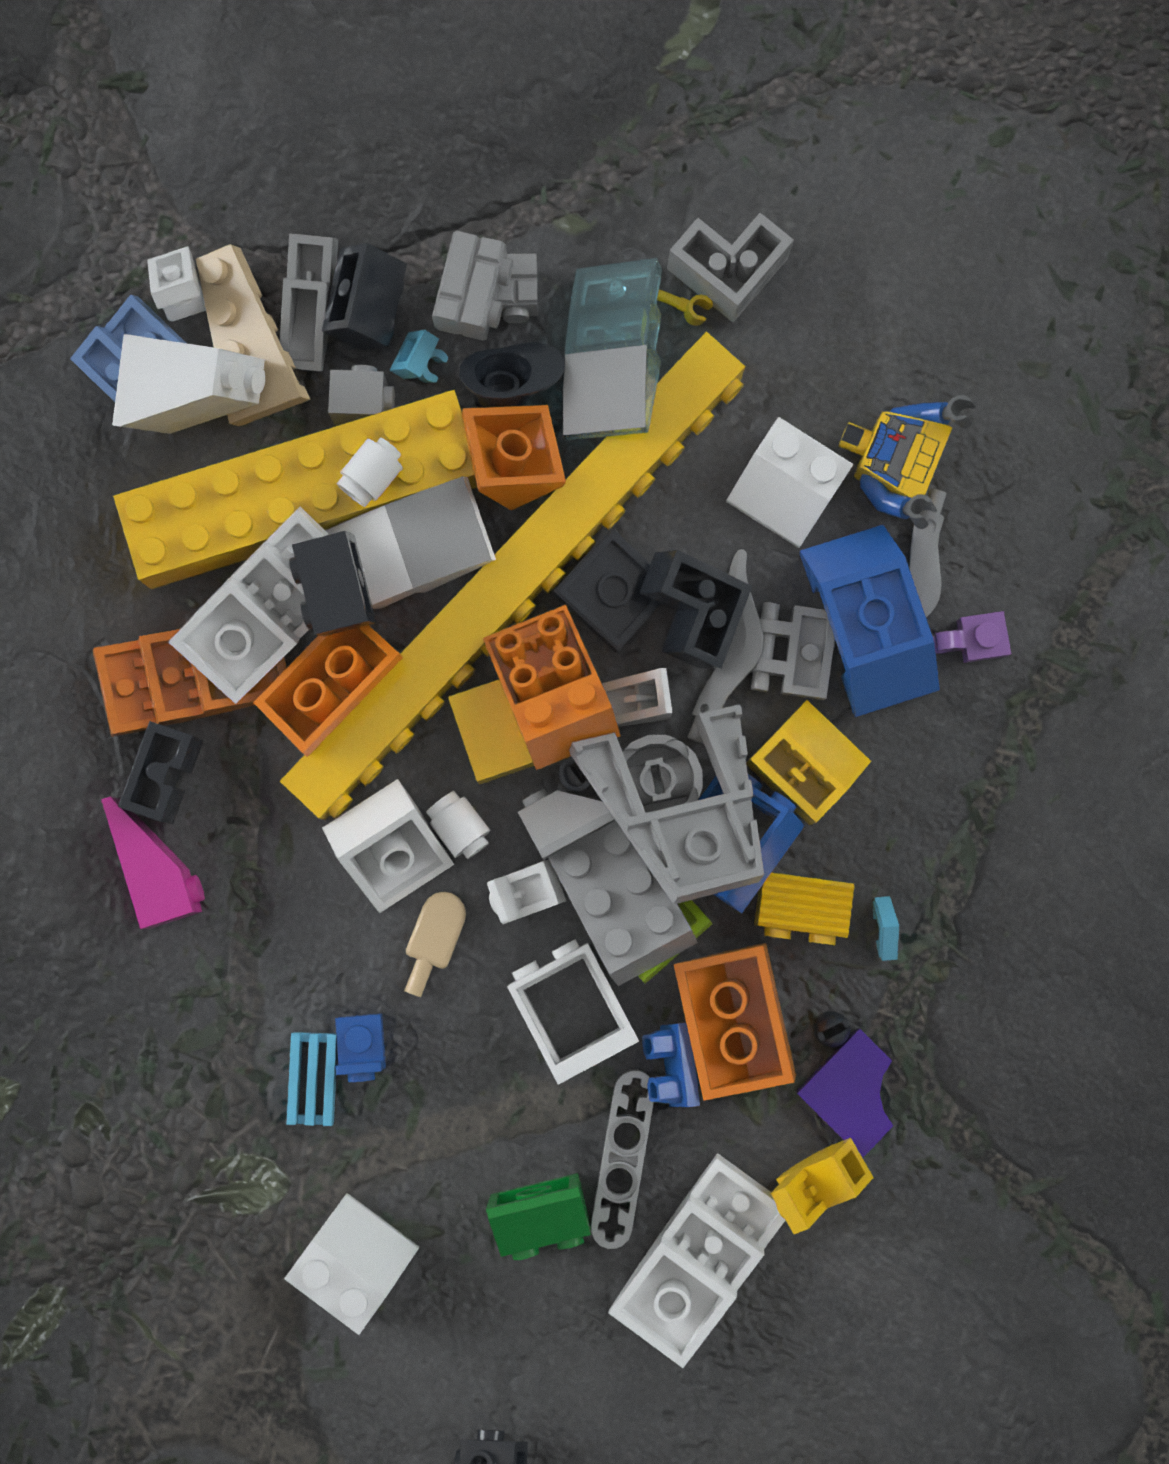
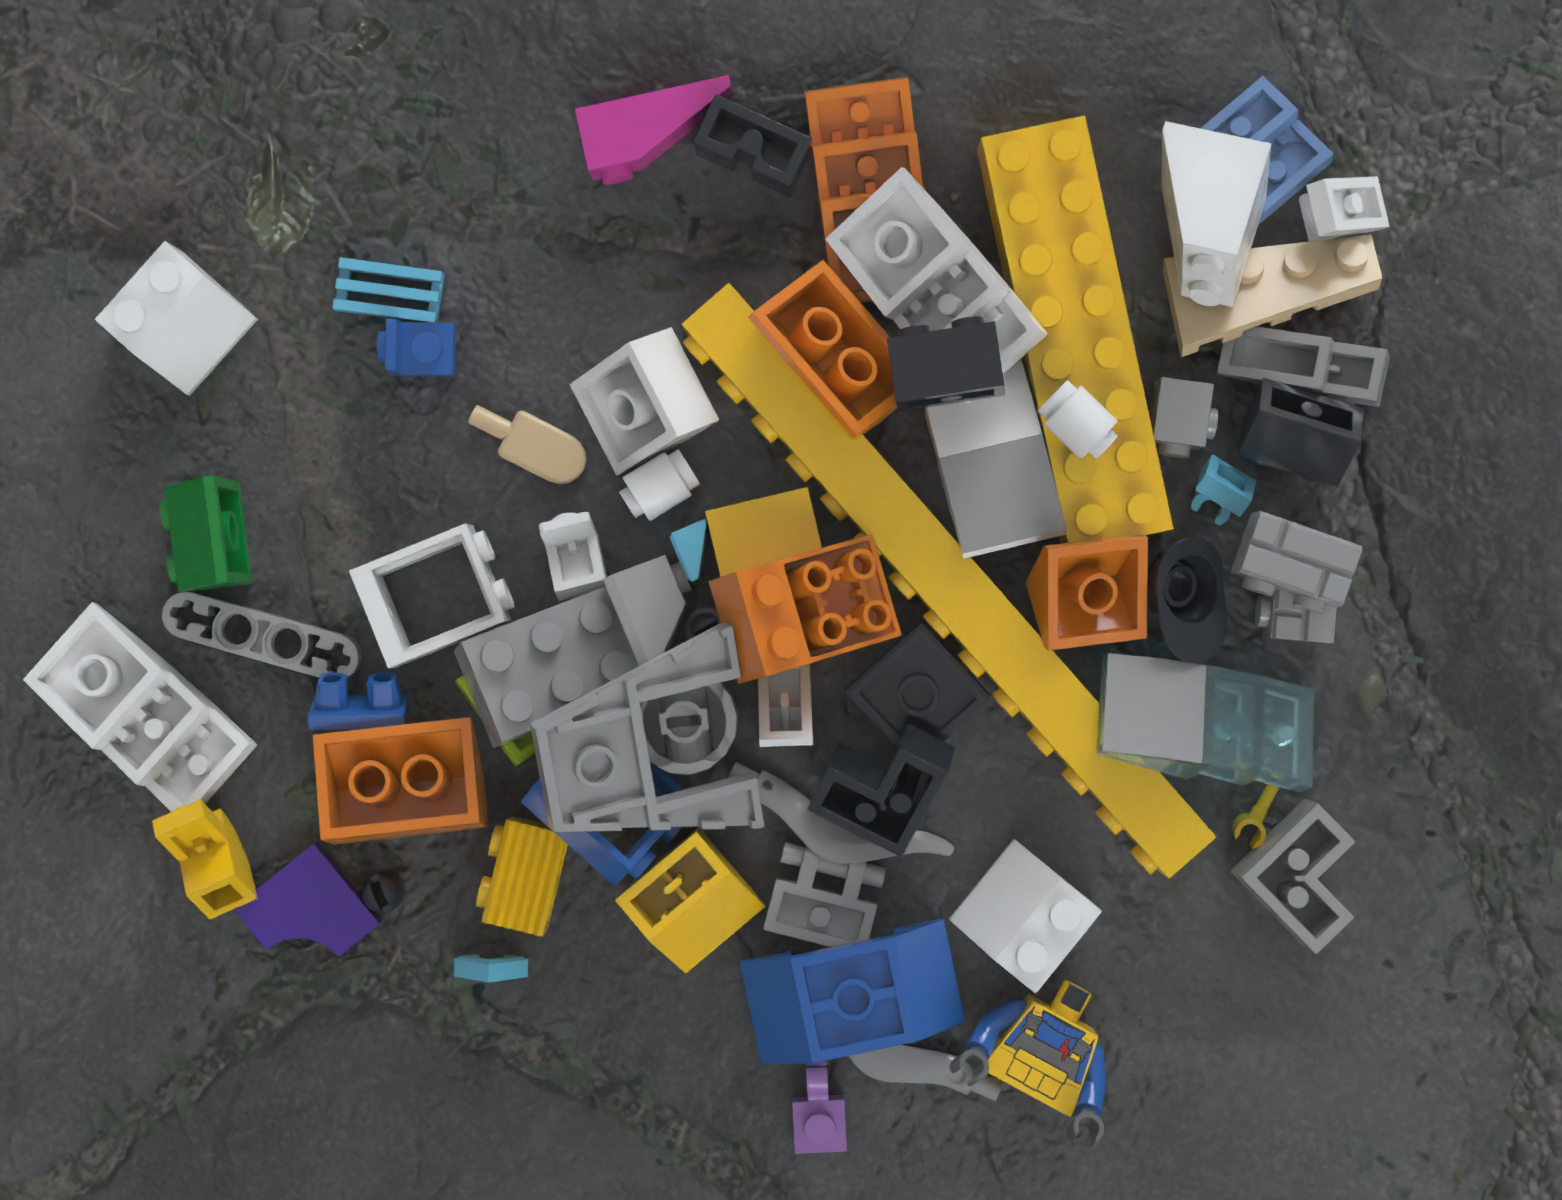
camera: 100 degrees right, 5 degrees up
(510, 793) = (690, 548): none -> medium azure slope

